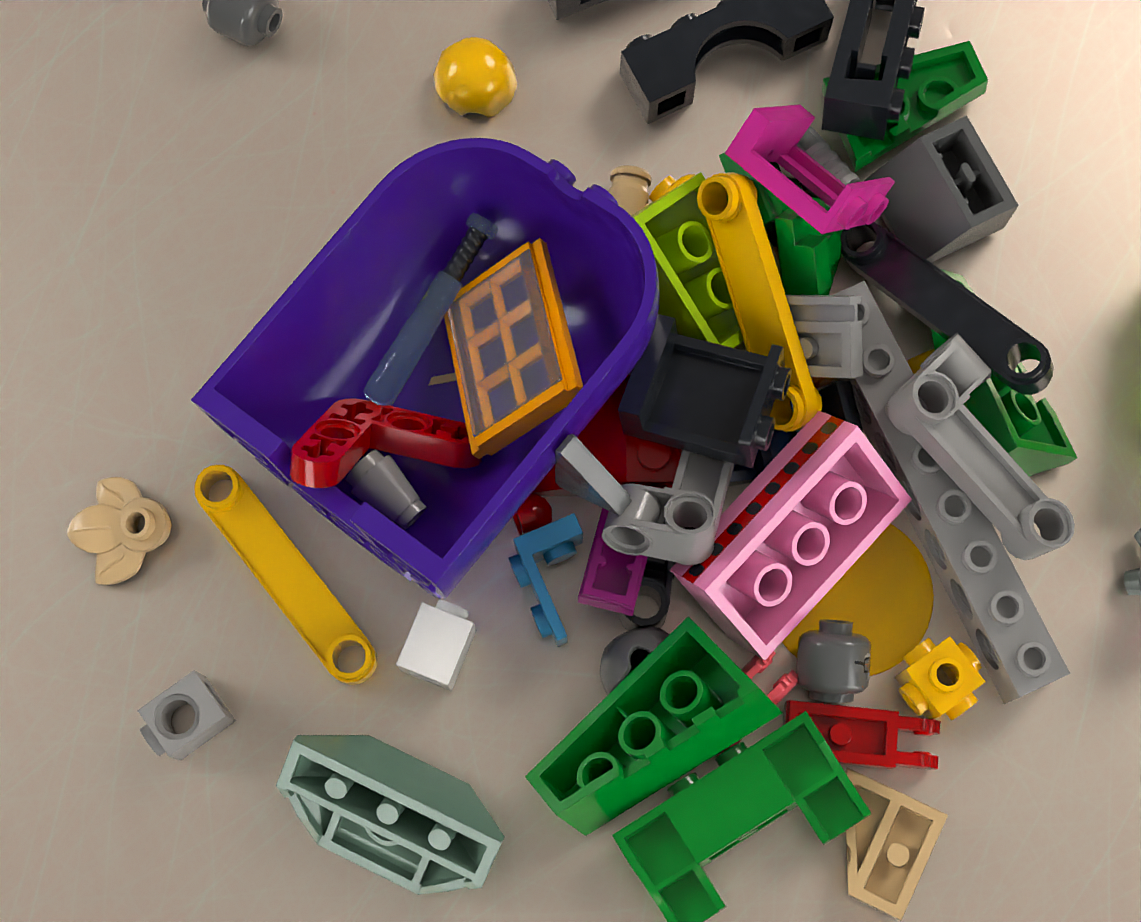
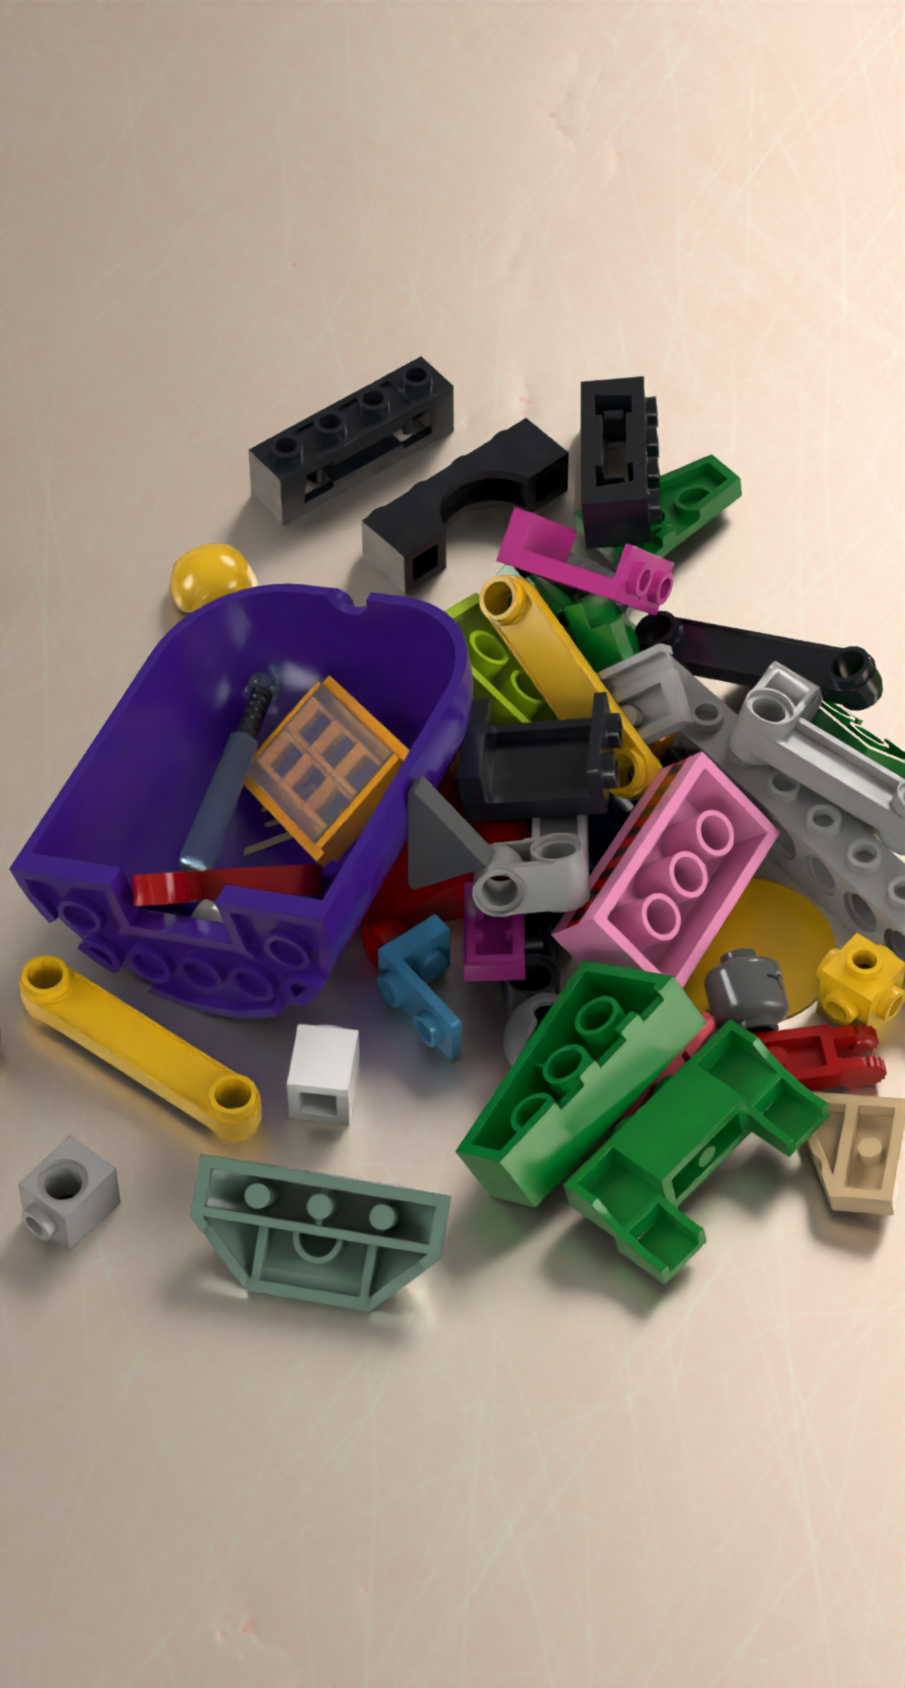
camera: 15 degrees left, 25 degrees down
(945, 192) = (732, 572): dark grey slope -> none

